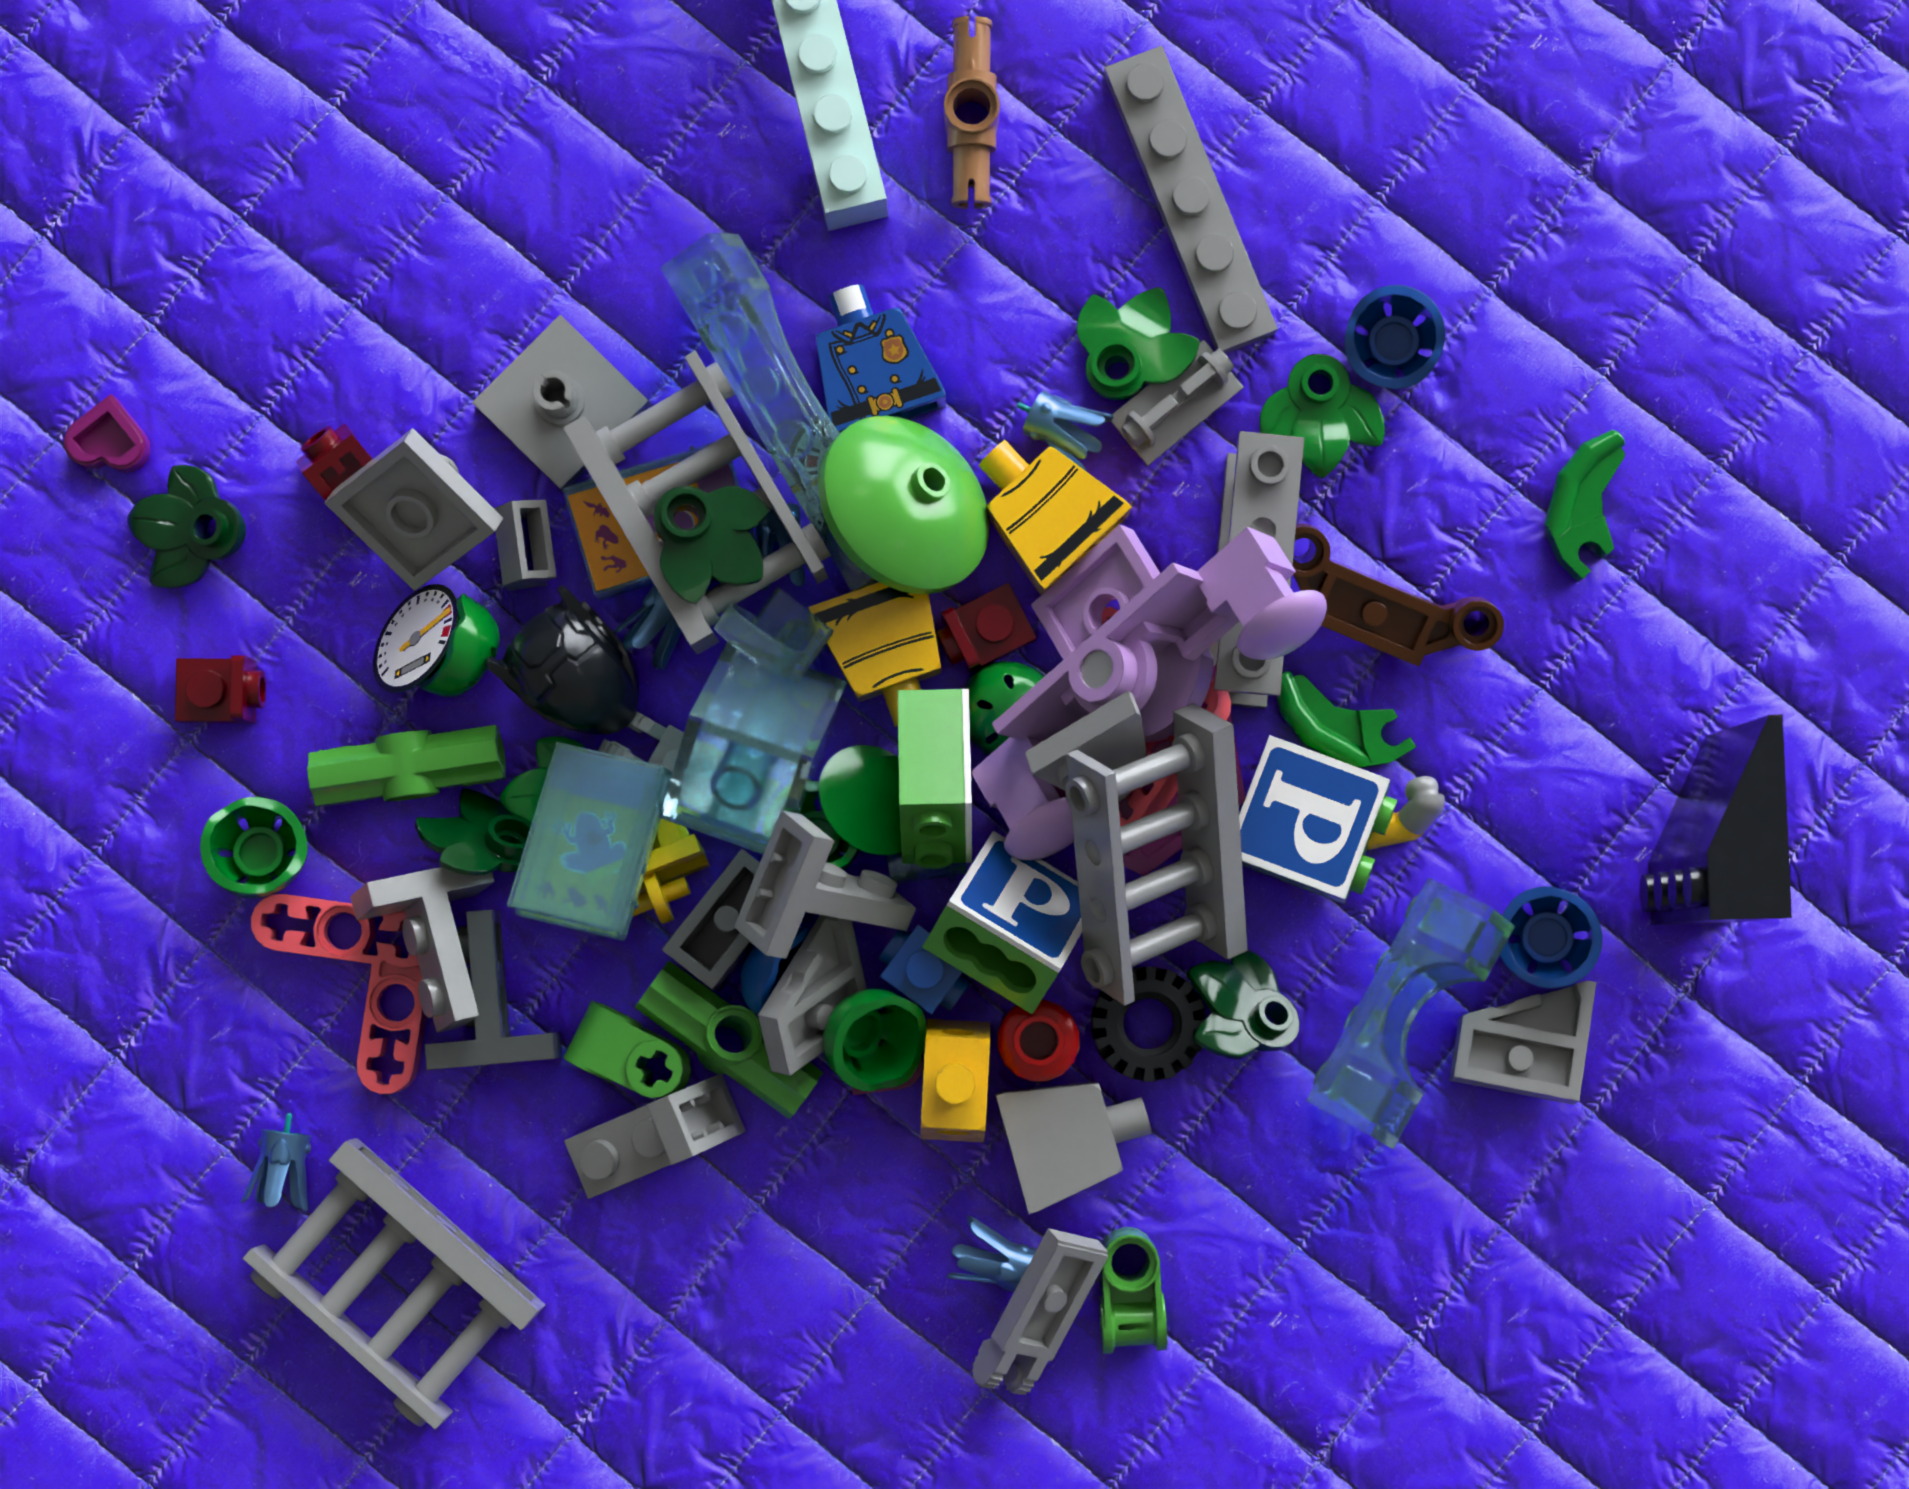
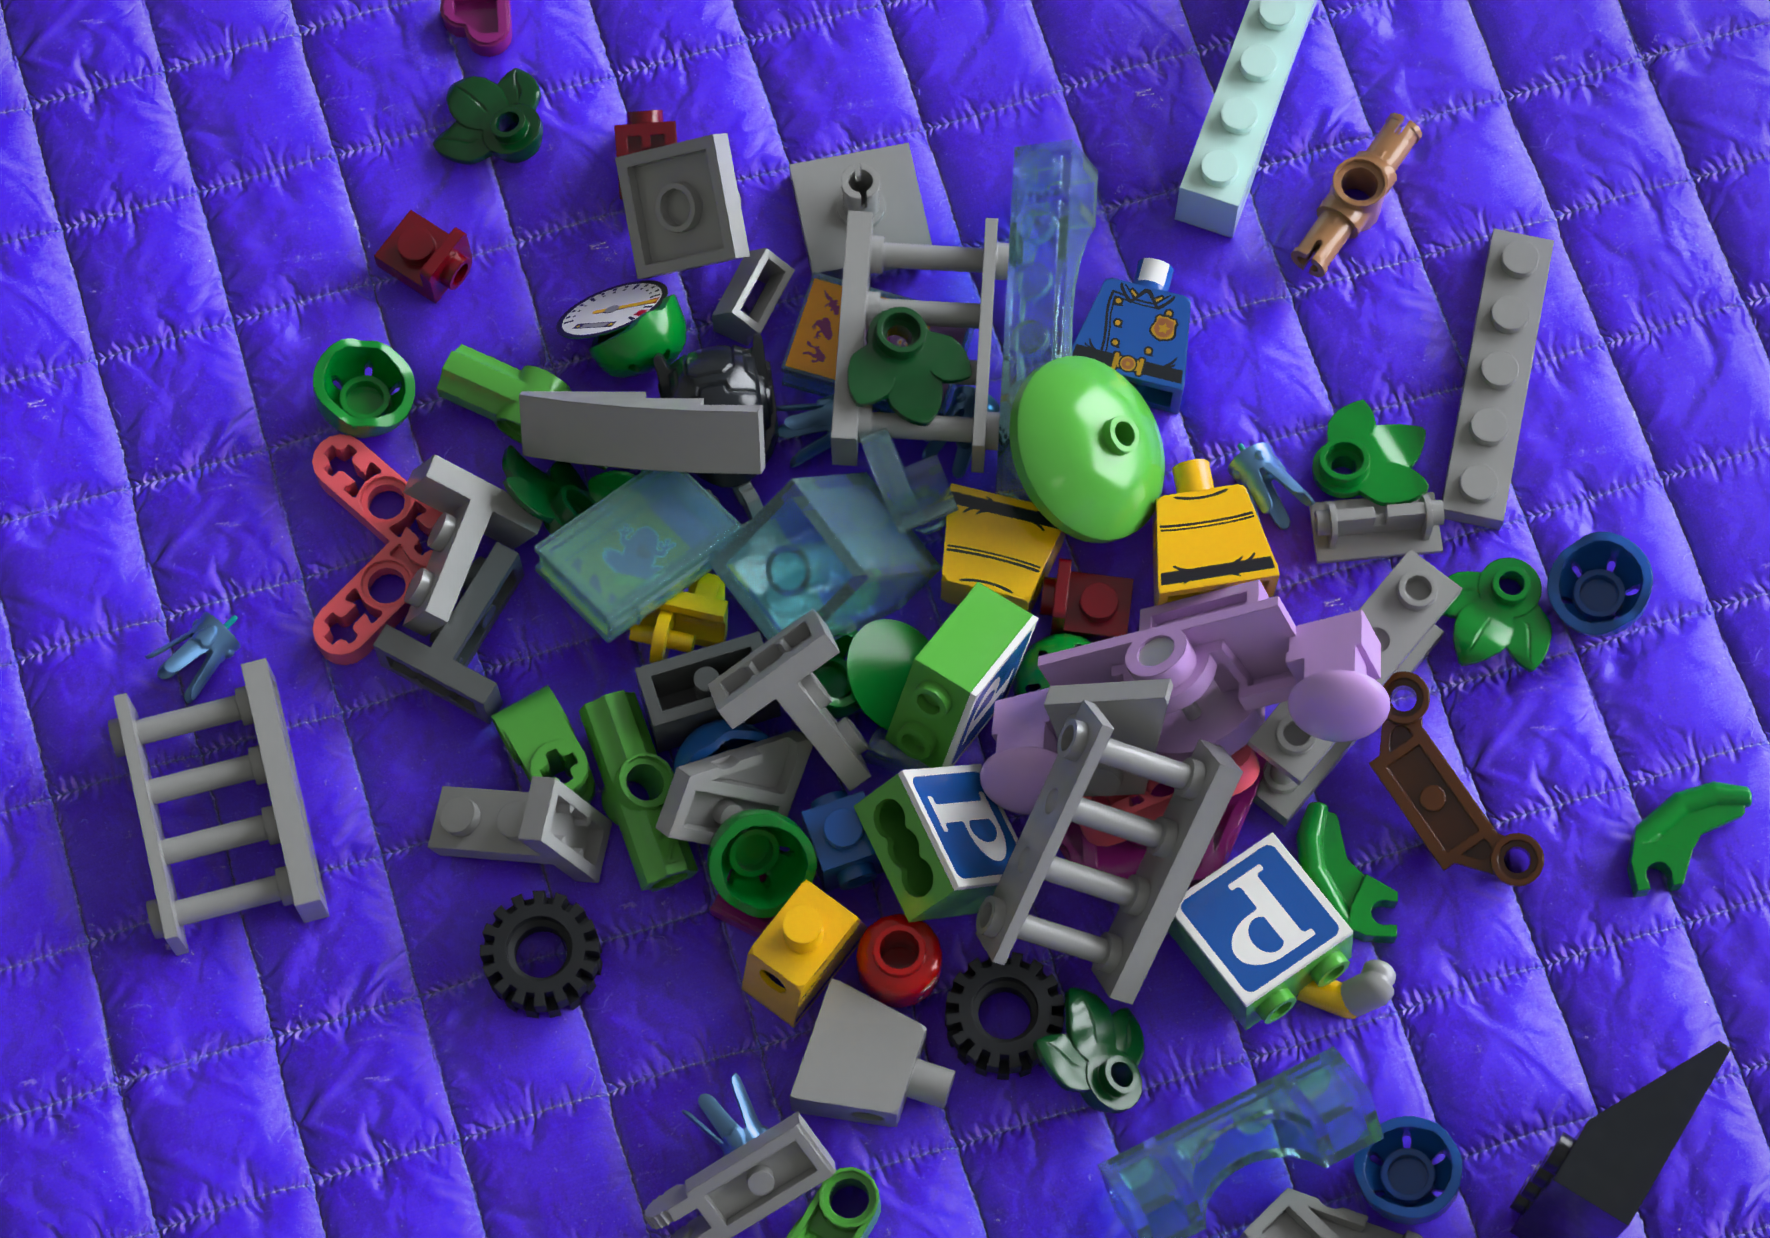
camera: 35 degrees right, 15 degrees down
(526, 746) = (642, 432): none -> light grey slope
(705, 1235) = (534, 916): none -> black tyre

